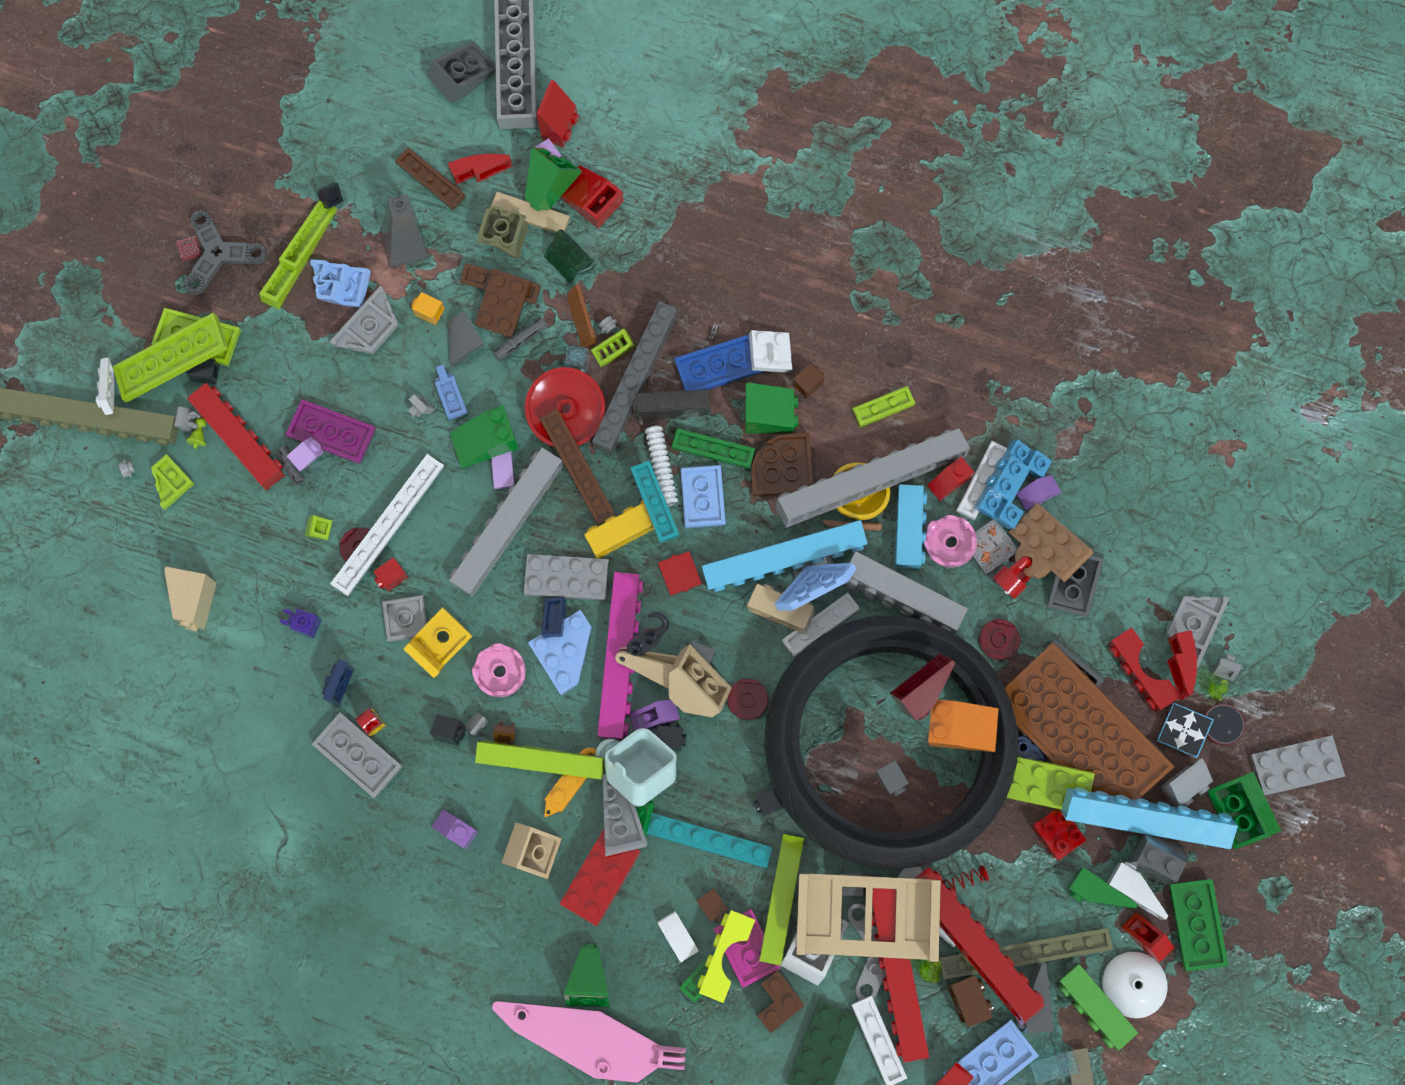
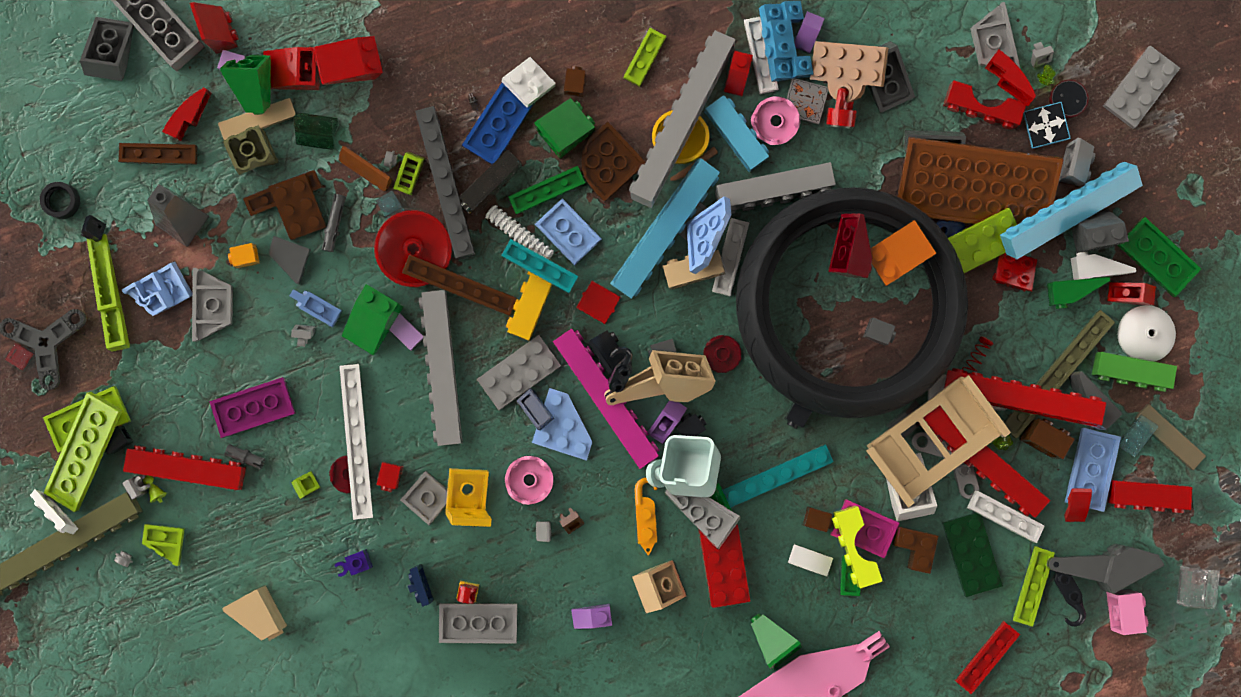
camera: 45 degrees left, 10 degrees up
(305, 453) = (249, 439): lavender brick -> none
(323, 141) = (45, 200): none -> black tyre
(448, 730) = (528, 552): black brick -> none
(539, 759) = (611, 519): lime slope -> none
(639, 222) = (348, 60): none -> red slope
(650, 604) = (603, 346): none -> black slope
(781, 900) = (862, 476): lime slope -> none
(999, 639) = (865, 164): dark red tile -> none
(1248, 807) = (1131, 145): green slope -> none

